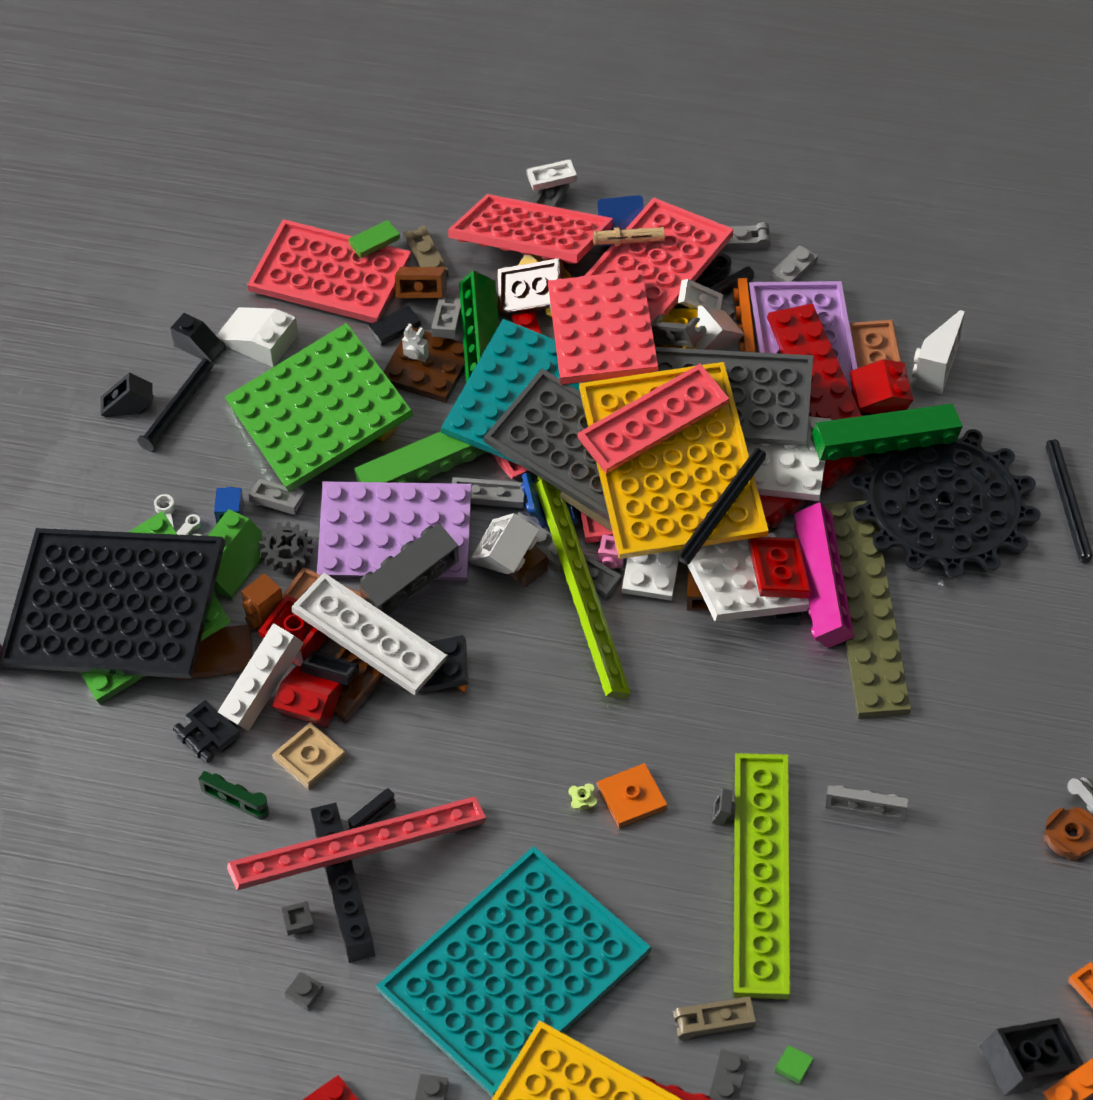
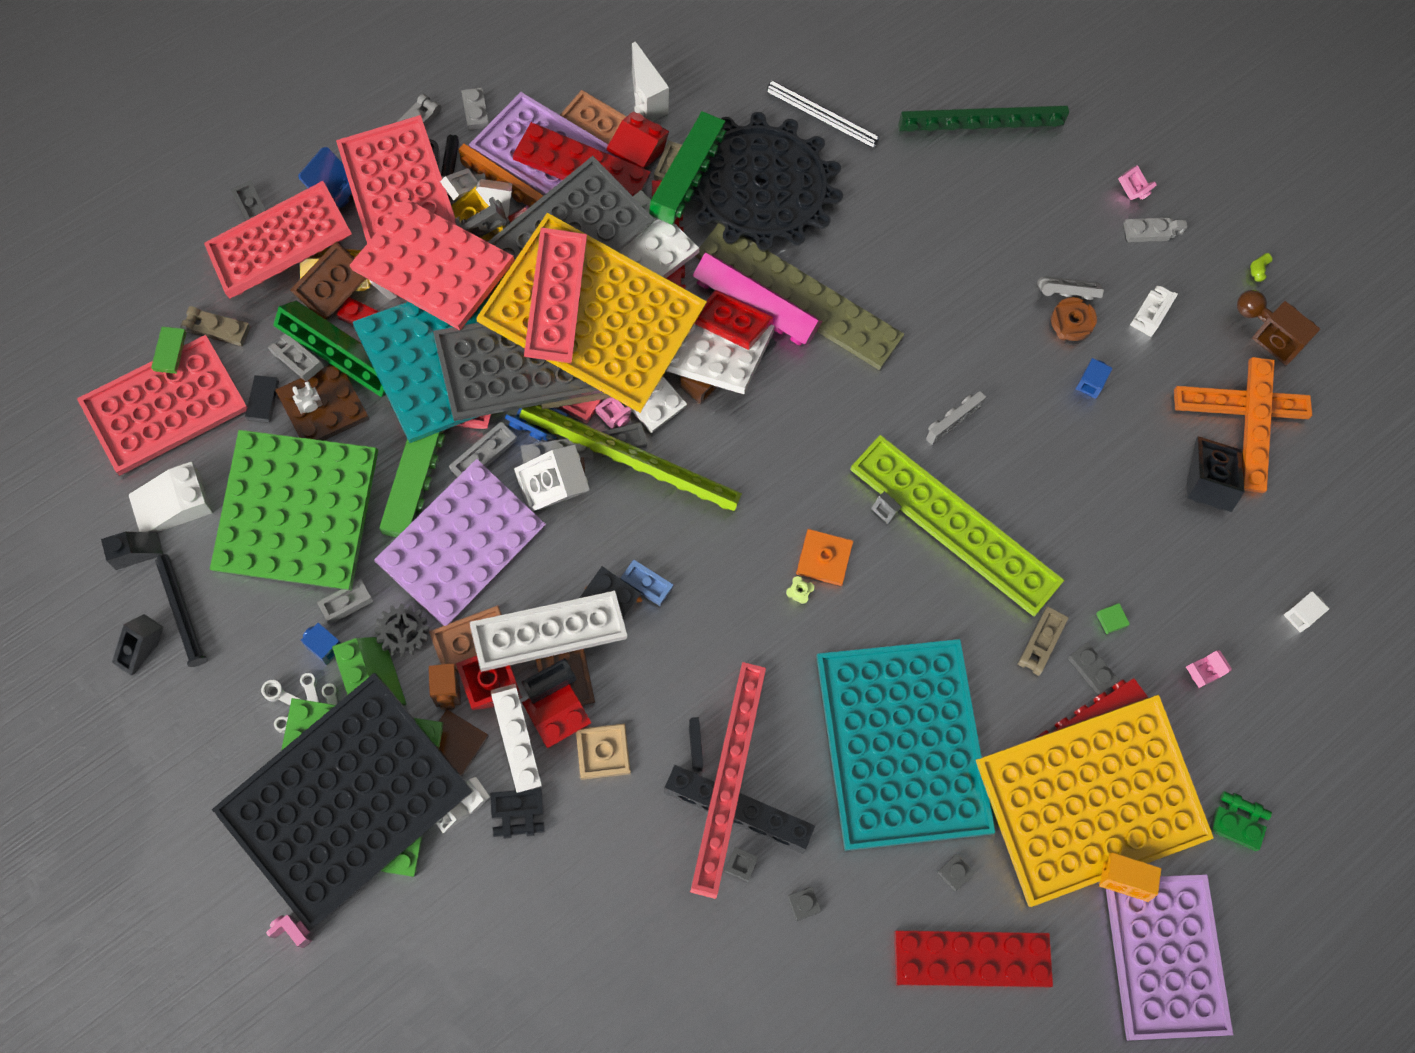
camera: 60 degrees left, 15 degrees up
(178, 690) = (466, 807): none -> white slope
(234, 795) = (596, 832): dark green plate -> none
(410, 570) = (517, 560): dark grey brick -> none
(420, 282) = (245, 350): dark orange brick -> none
(482, 681) = (647, 582): none -> medium blue plate
(551, 175) = (238, 187): white plate -> none
(632, 236) = (356, 188): tan pin -> none
(721, 506) = (665, 313): black axle -> none
(1026, 887) = (1094, 378): none -> blue brick

